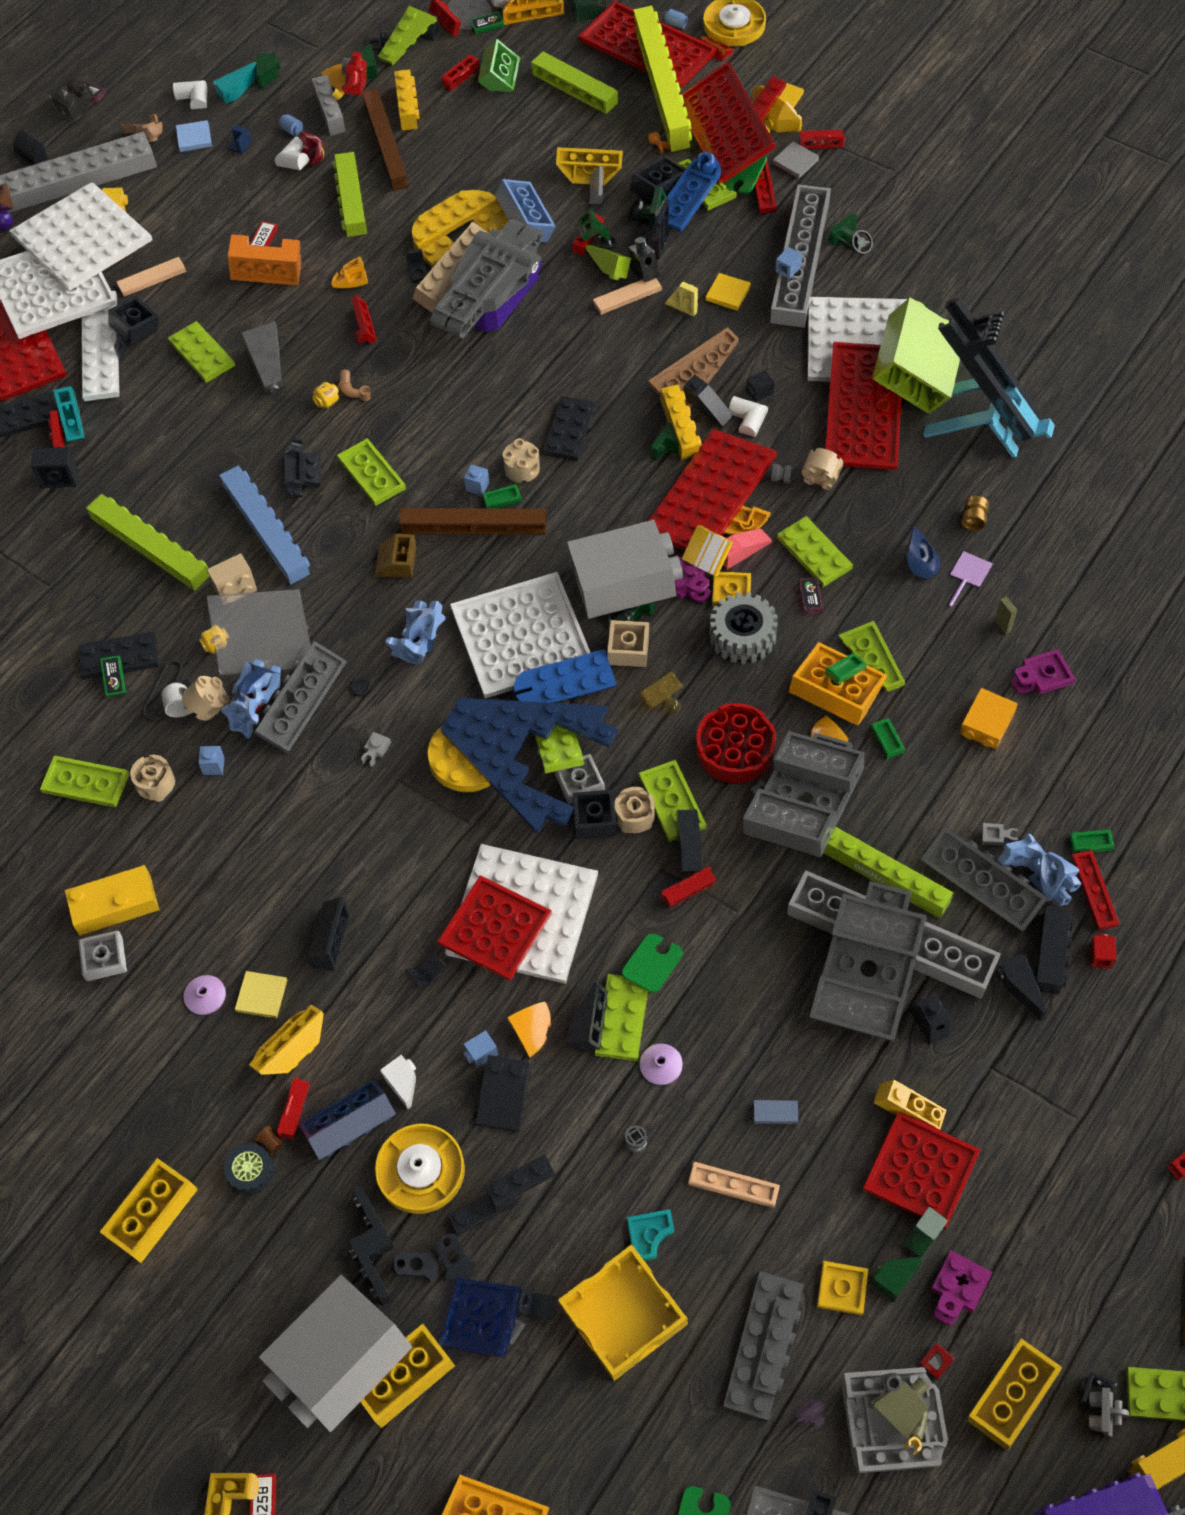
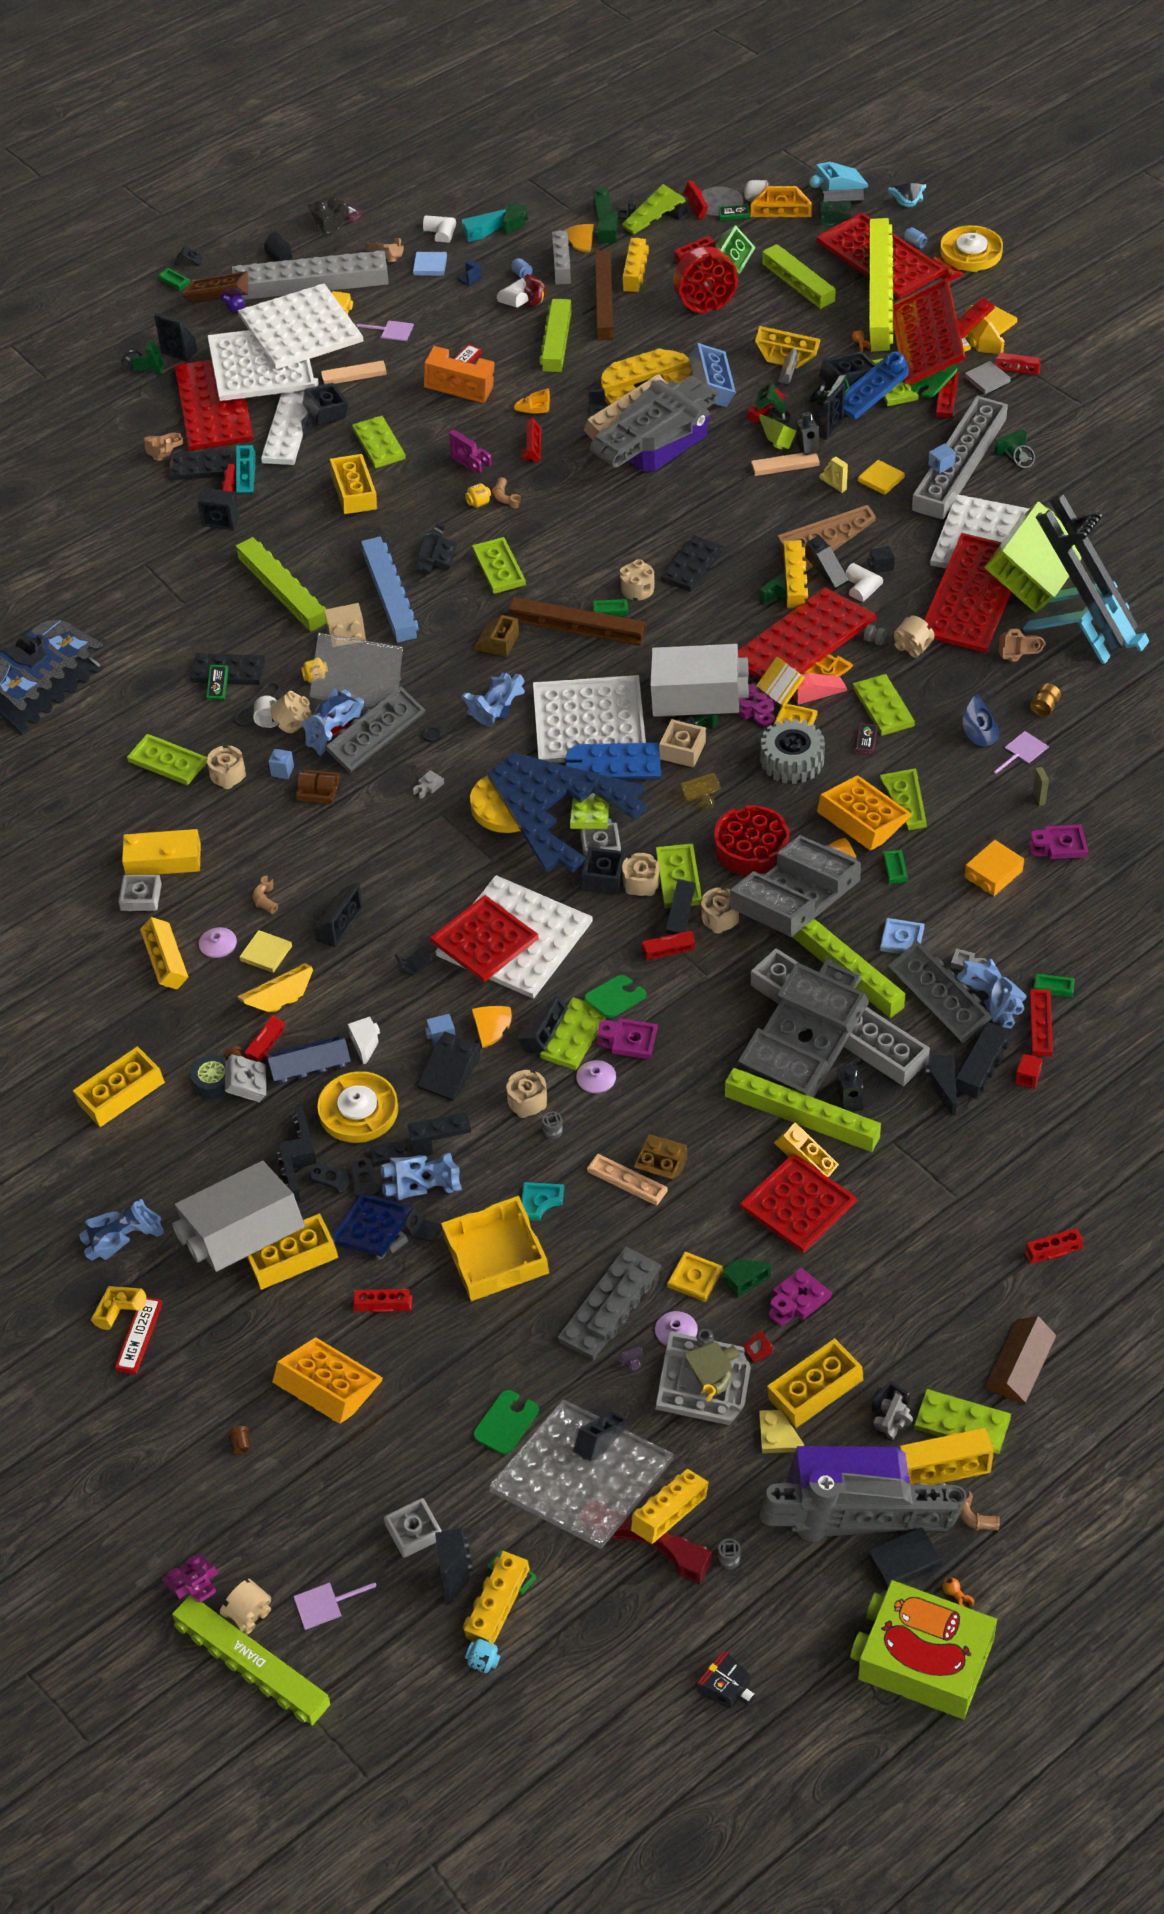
camera: 15 degrees right, 10 degrees down
(151, 1027) = (164, 953): none -> yellow brick
(178, 219) = (393, 330): none -> lavender piece
(190, 408) = (353, 484): none -> yellow brick
(203, 1392) = (109, 1238): none -> medium blue hips
(236, 931) = (260, 898): none -> medium nougat piece
(258, 778) = (317, 786): none -> reddish brown plate
(263, 351) = (434, 452): flat silver slope -> none
(287, 1165) = (245, 1078): none -> light grey brick
(300, 348) = (466, 453): none -> magenta plate
(351, 36) = (602, 202): none -> dark green slope
(355, 76) = (592, 235): red torso -> none
(476, 480) = (591, 588): medium blue brick -> none
(486, 105) = (705, 279): none -> red brick
(500, 1242) = (403, 1174): none -> medium blue hips
(526, 1414) = (382, 1300): none -> red piece
(597, 1107) = (526, 1093): none -> tan brick
(670, 1010) = (621, 1036): none -> magenta plate
(728, 834) = (717, 911): none -> tan brick
(765, 1154) = (662, 1157): none -> pearl gold slope
(775, 1112) = (684, 1133): sand blue tile -> none
(831, 1361) = (666, 1322): none -> lavender dish
(845, 668) = (873, 798): green tile -> none
(891, 1055) = (802, 1109): none -> lime brick
(921, 819) = (900, 935): none -> light blue tile
(925, 1232) = (784, 1246): slope -> none
(926, 455) = (1014, 644): none -> medium nougat piece
(991, 1463) = (777, 1433): none -> light yellow wing

